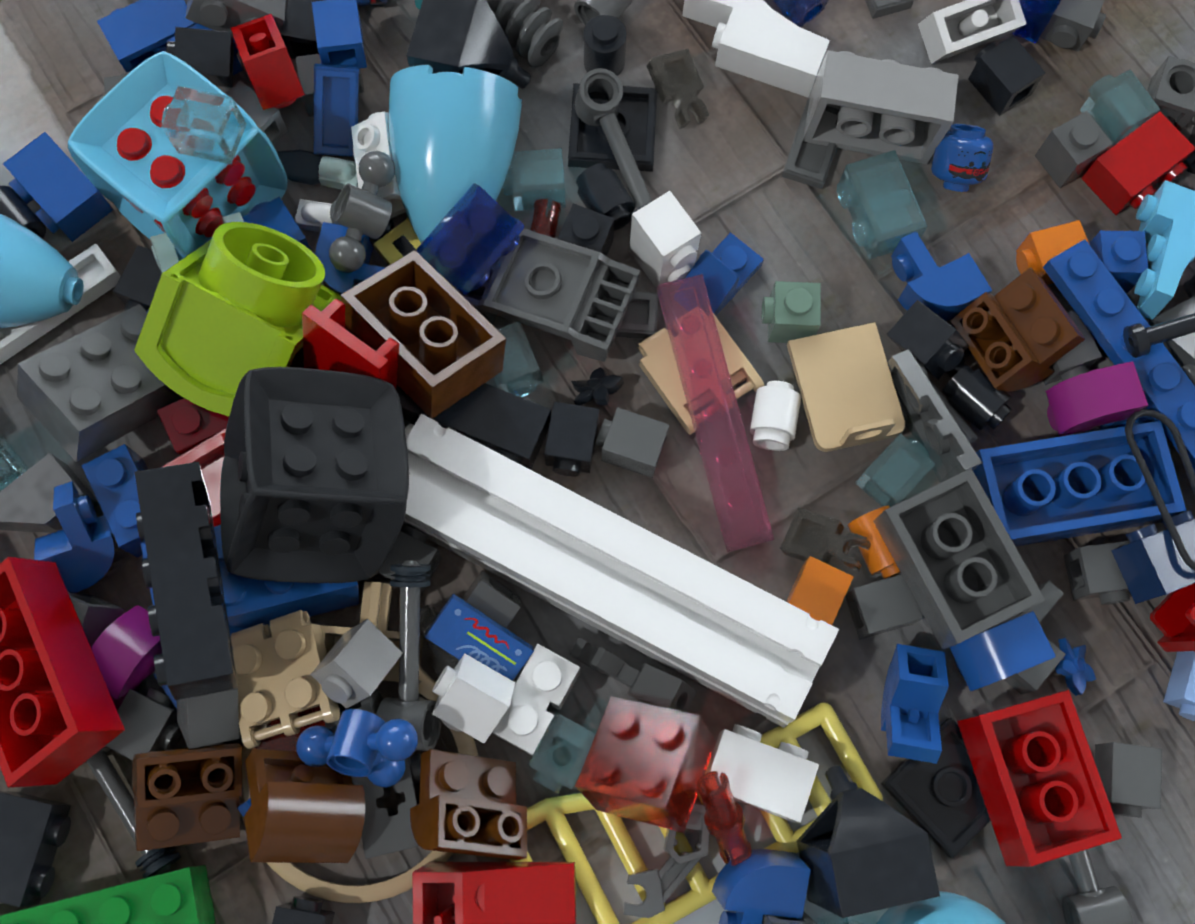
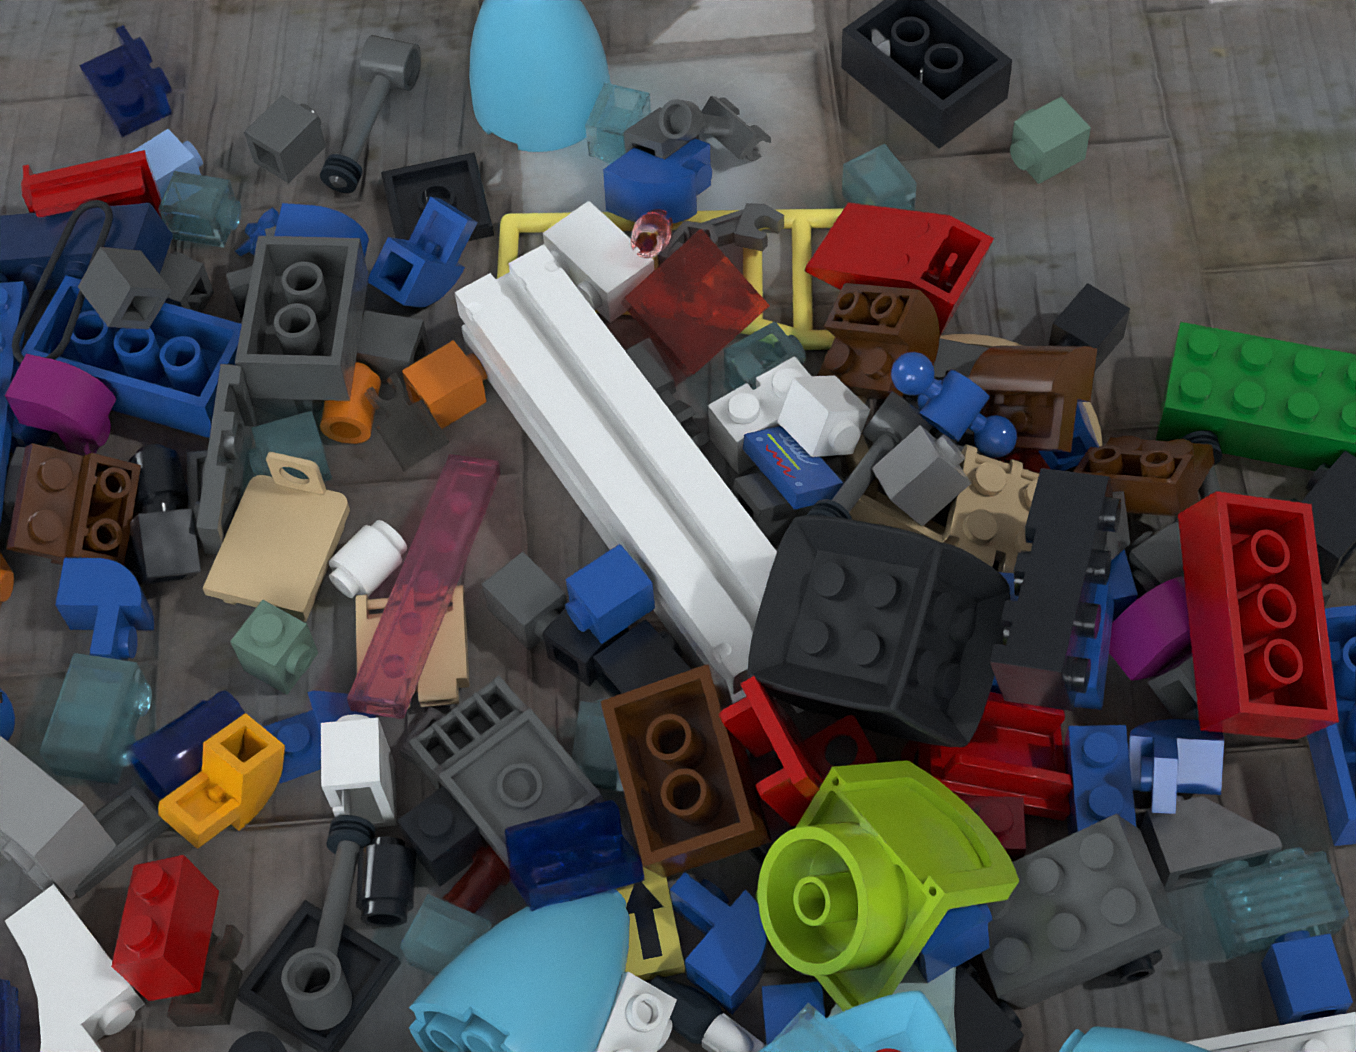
camera: 145 degrees left, 15 degrees down
(361, 211) = (684, 961): dark grey piece -> none
(559, 446) = (609, 594): none -> blue brick
(597, 387) = (530, 678): black plant -> none
(723, 87) = (166, 928): none -> red piece
(756, 193) = (235, 782): none -> light orange brick
(801, 213) = (176, 750): none -> clear blue plant
(864, 853) = (551, 156): black piece -> none
(1039, 780) = (366, 151): red slope -> none
(1120, 501) = (124, 288): none -> dark grey brick
(1142, 661) = (200, 209): none -> clear light blue brick

